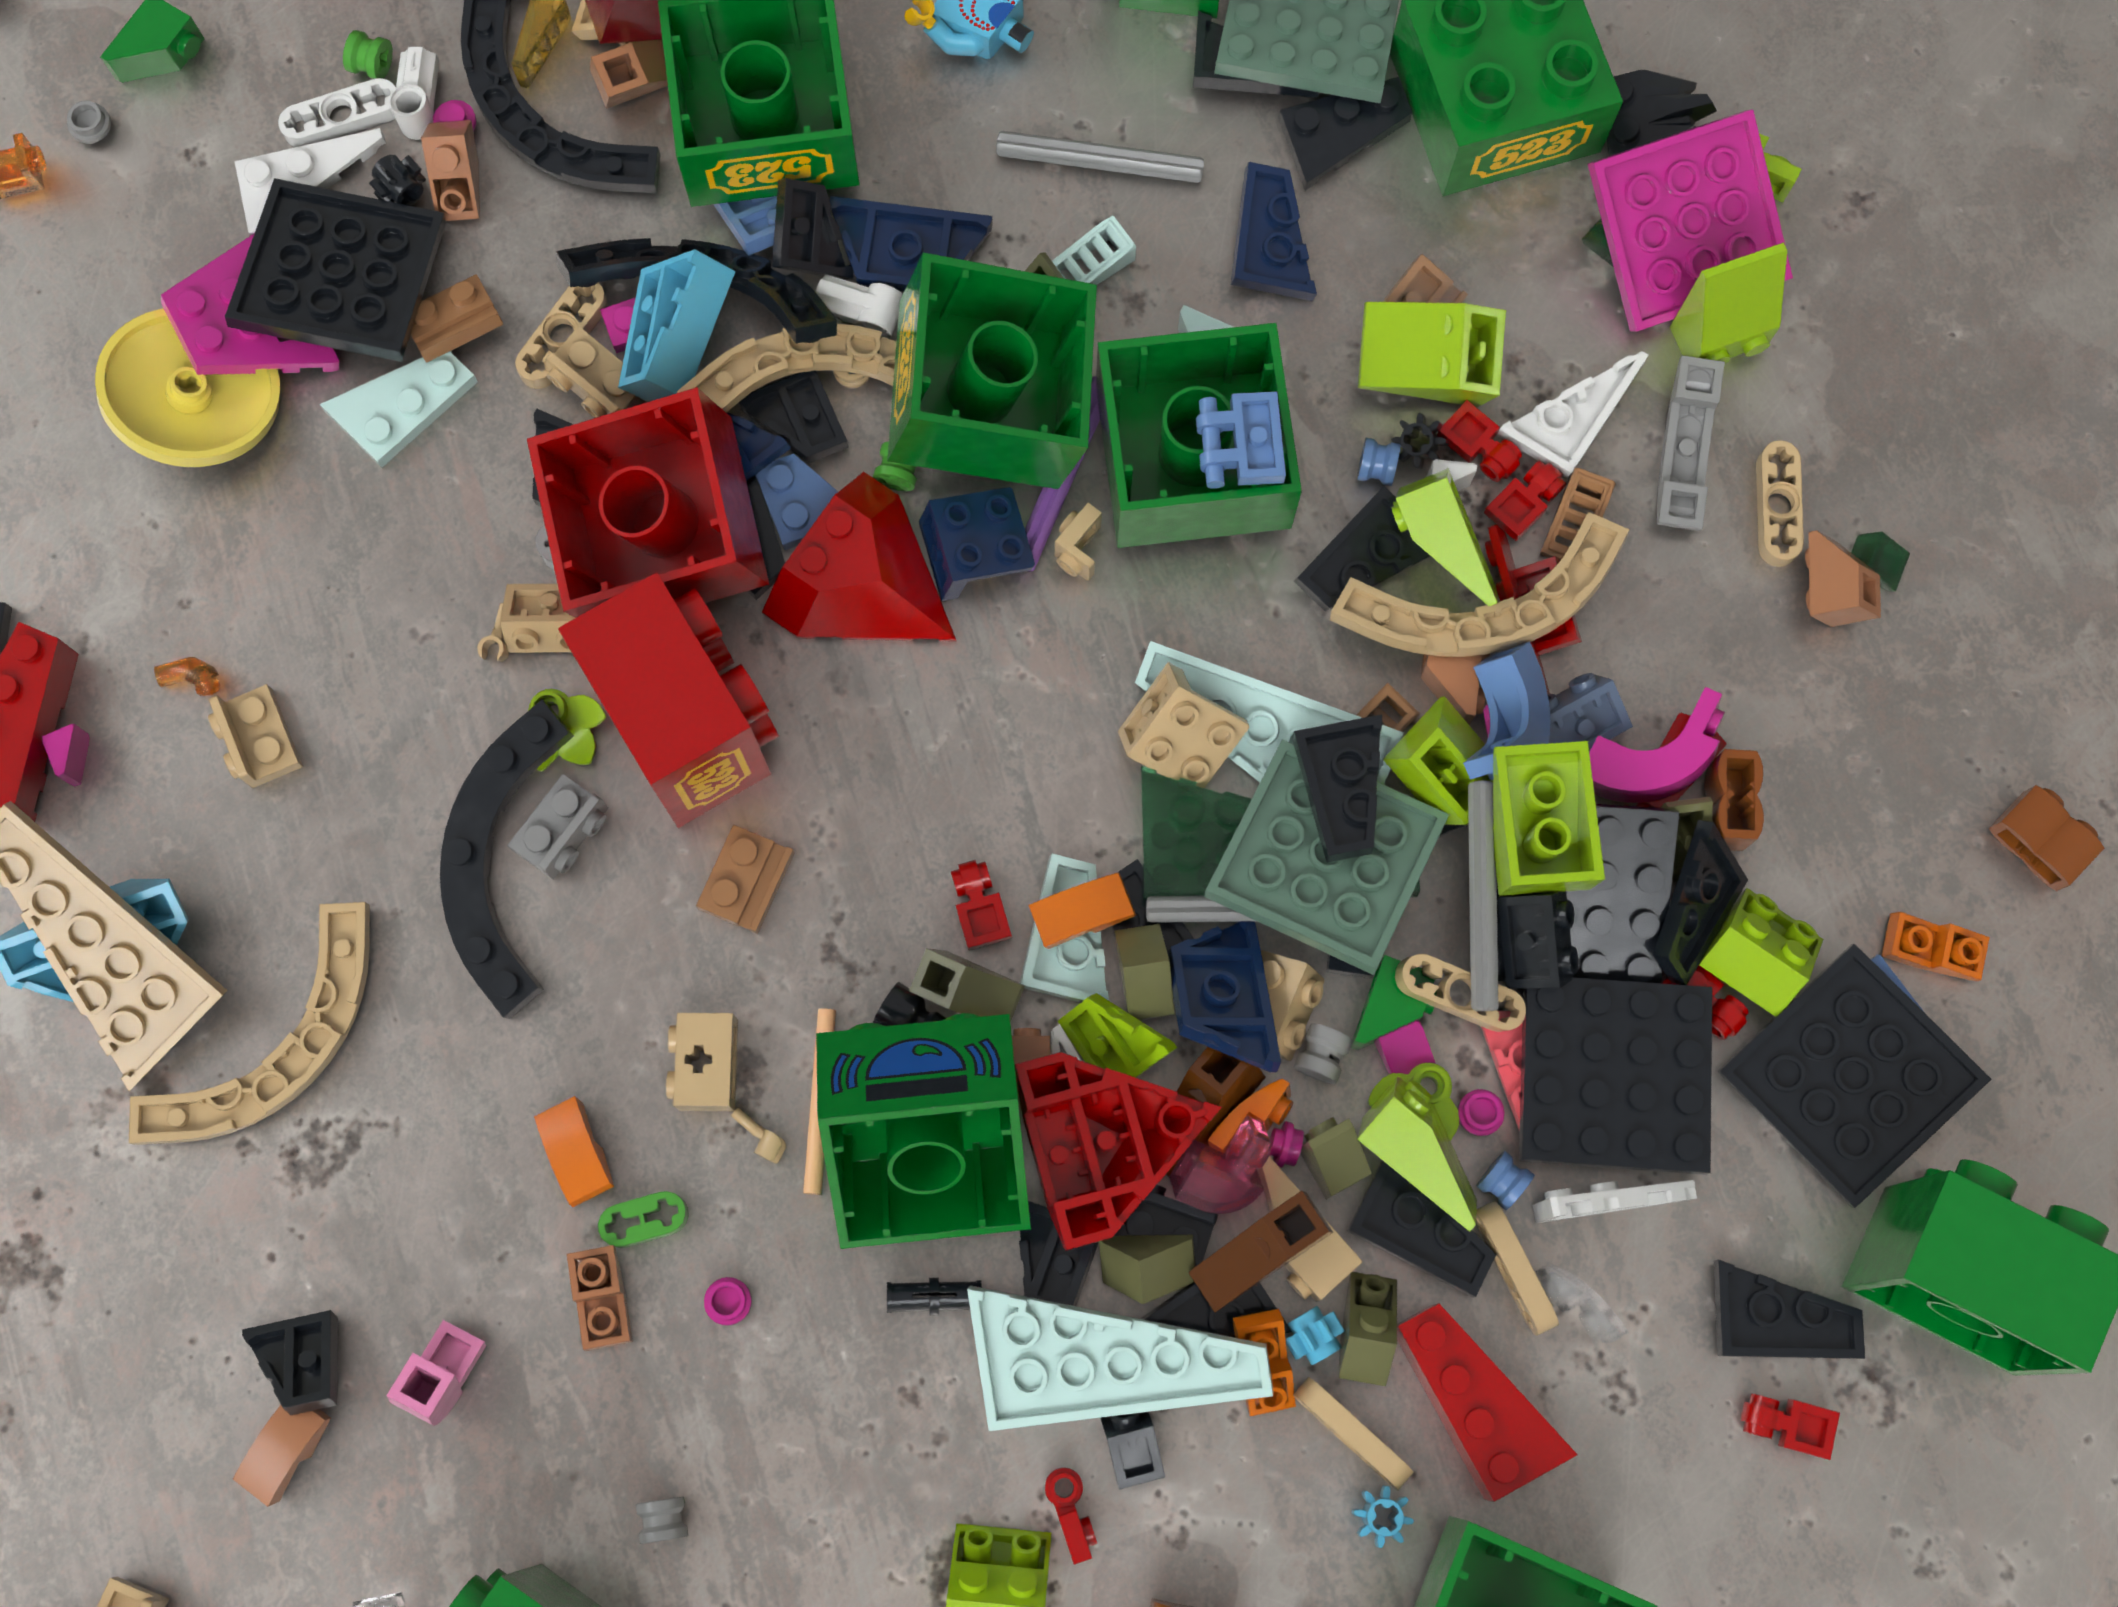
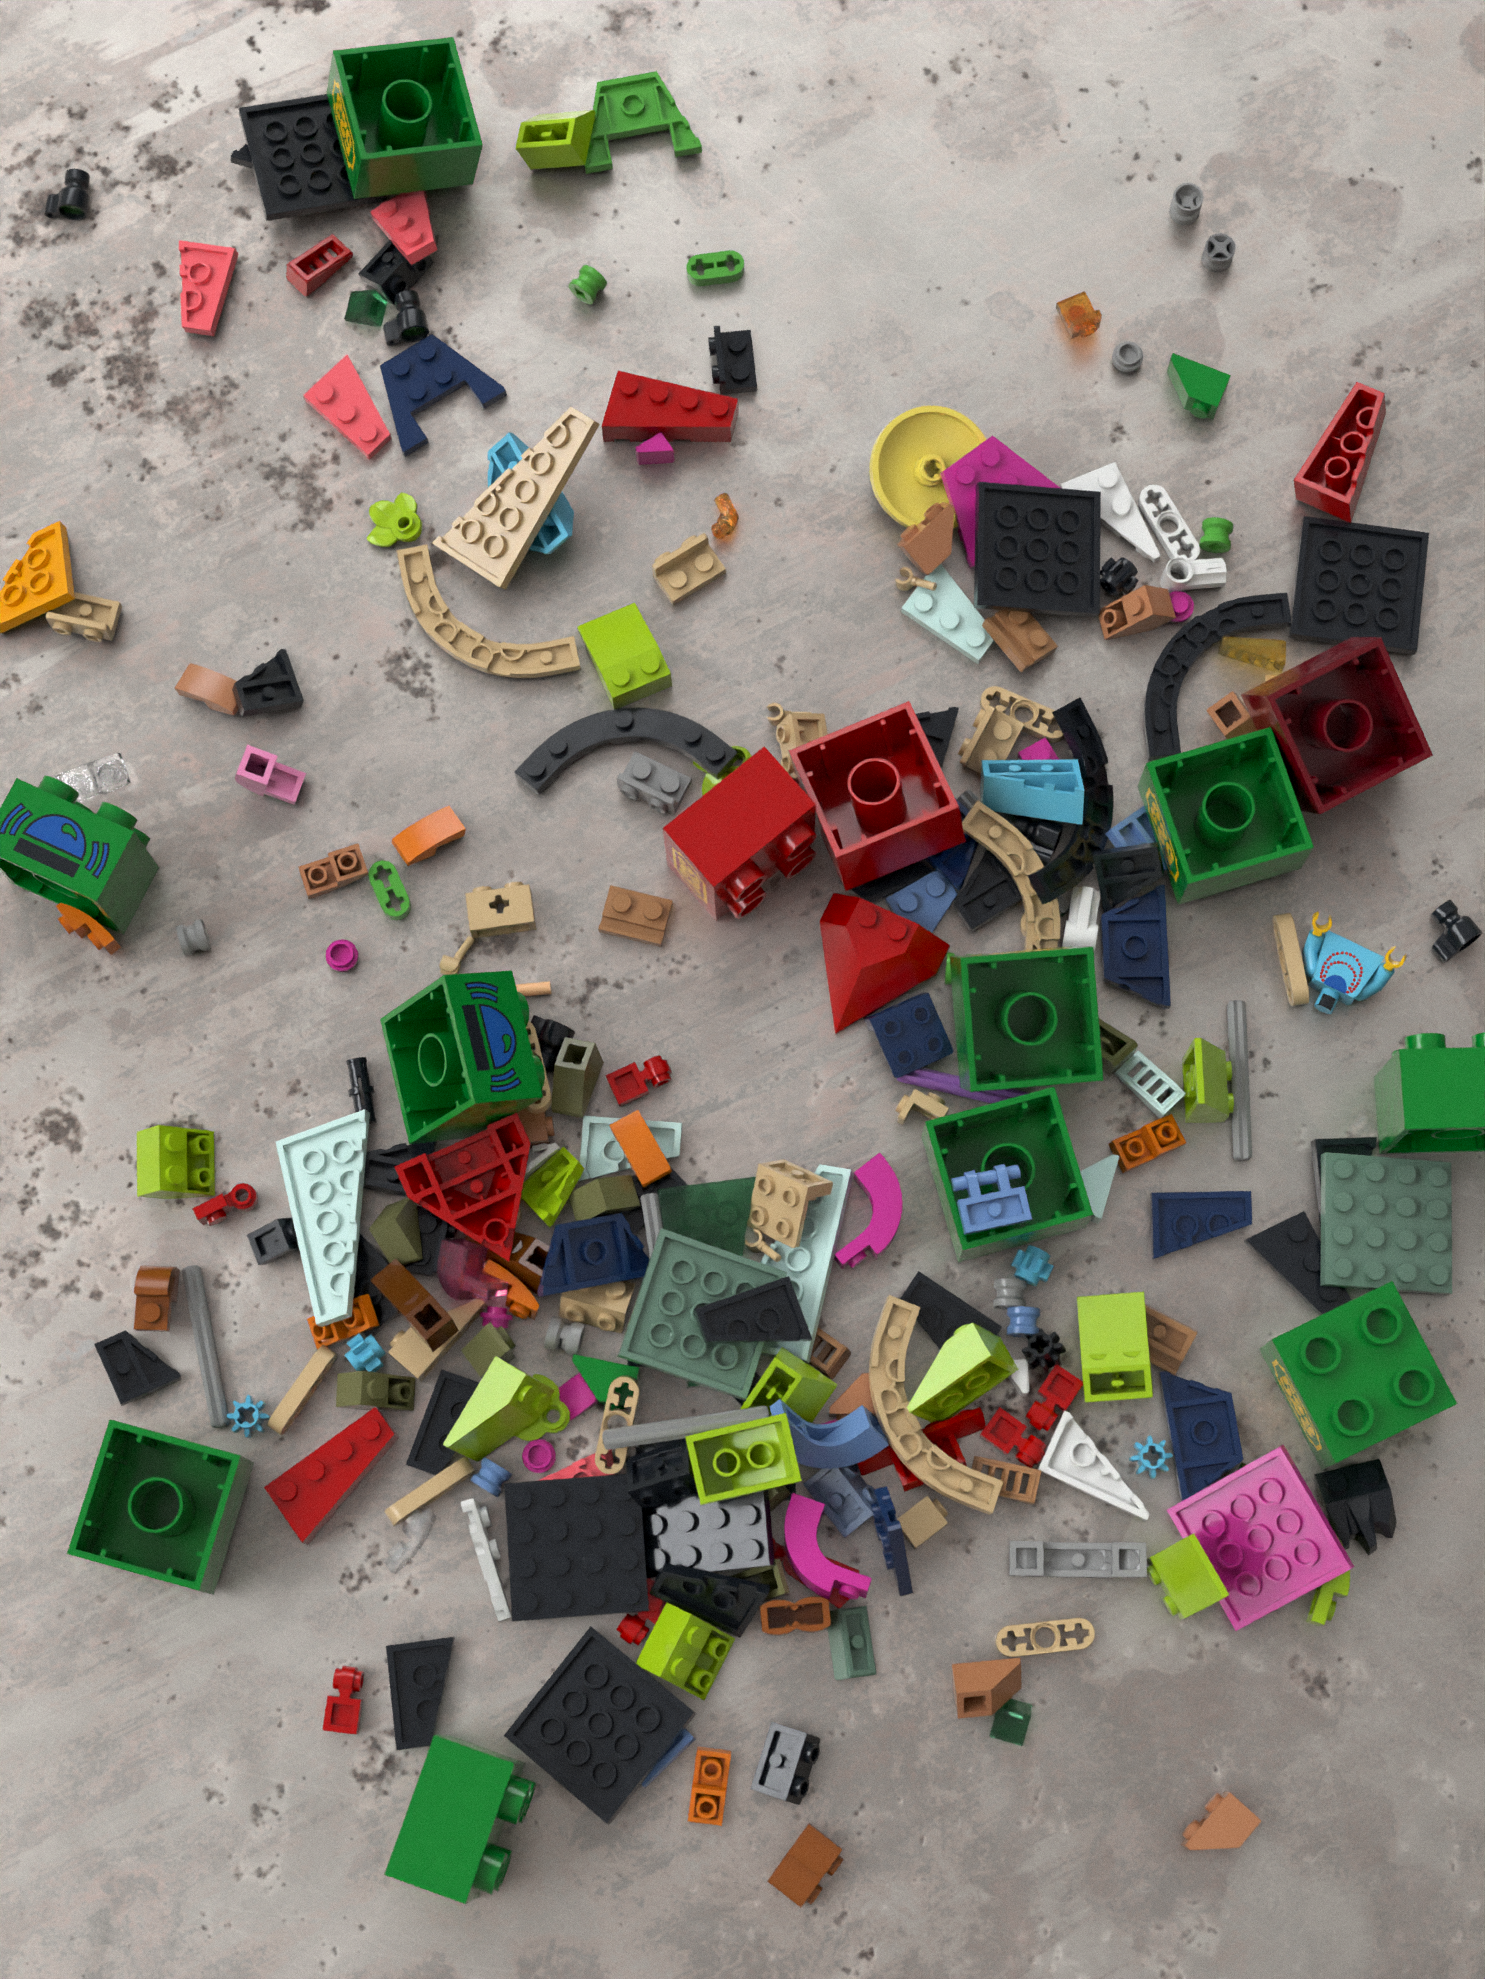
camera: 85 degrees right, 0 degrees up
(77, 1147) = (391, 519): none -> lime plate
(290, 401) = (931, 539): none -> nougat slope
(330, 444) = (913, 581): none -> tan hand
(363, 838) = (625, 656): none -> lime slope
(733, 328) = (1042, 835): none -> black piece
(954, 67) = (1290, 959): none -> tan beam
(1102, 188) = (1205, 1083): none -> lime slope
(1164, 277) = (1147, 1143): none -> orange slope
(1210, 608) = (885, 1195): none -> dark pink arch
(1237, 771) = (762, 1246): none -> tan hand
(1270, 1570) = (205, 1346): none -> light grey axle
(1311, 436) = (1032, 1265): none -> medium azure gear
(1340, 472) = (1009, 1293): none -> light grey wheel
(1546, 276) = (1200, 1432): none -> dark blue wing
(1558, 338) = (1157, 1449): none -> medium azure gear
(1623, 626) = (923, 1521): none -> tan brick
(1654, 656) = (892, 1540): none -> dark blue wing
(1779, 740) = (851, 1643): none -> sand green slope
(1916, 845) = (786, 1763): none -> bracket
(2029, 334) = (1223, 1826): none -> nougat slope

